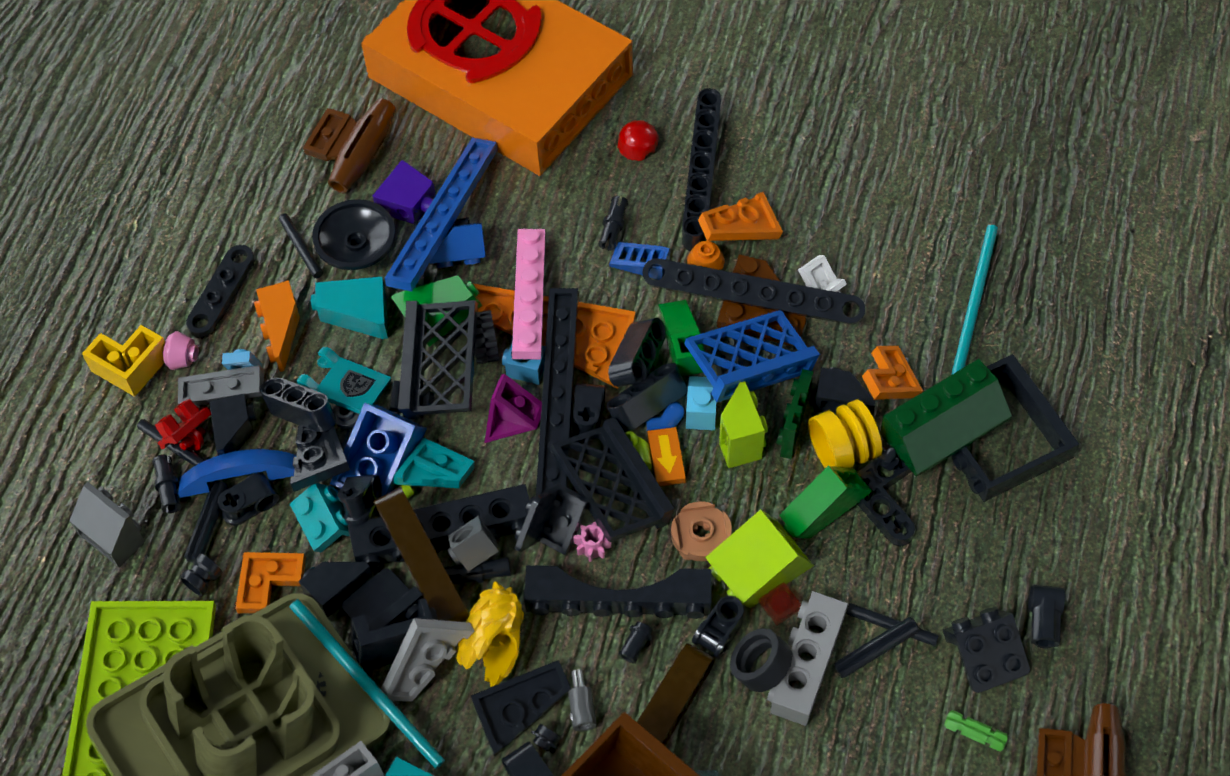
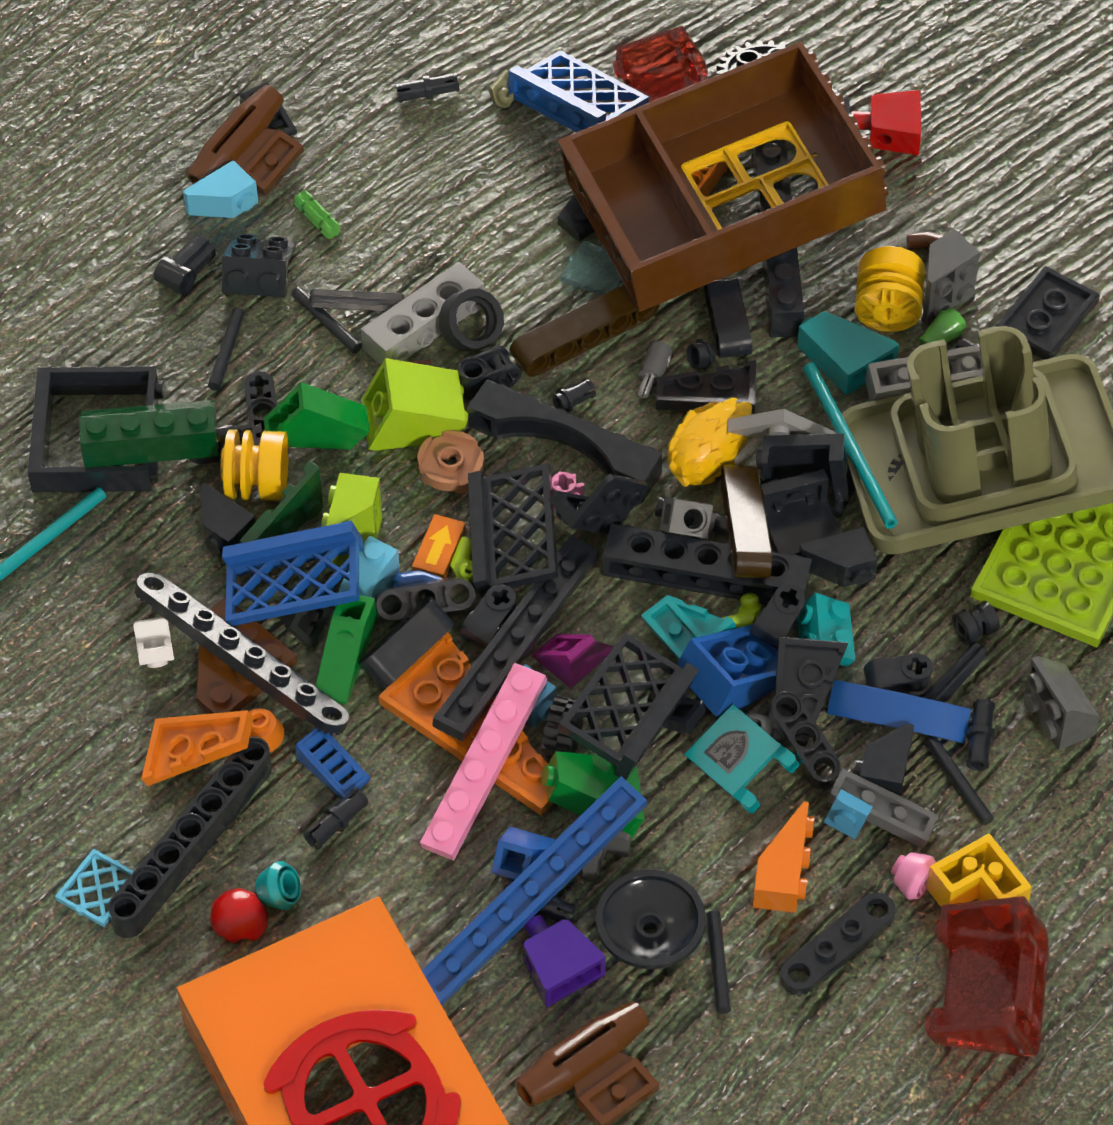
camera: 155 degrees left, 5 degrees down
(96, 291) = (992, 977): none -> clear red windscreen
(185, 431) = (940, 774): red hips -> none
(262, 572) = (910, 602): orange plate -> none
(353, 305) = (689, 845): teal slope -> none
(621, 160) = (278, 886): none -> teal cone
(744, 109) = (81, 909): none -> medium azure window
(894, 376) = (156, 509): orange plate -> none
(954, 556) = (226, 349): none -> black bar
(1070, 704) = (222, 193): none -> medium azure slope

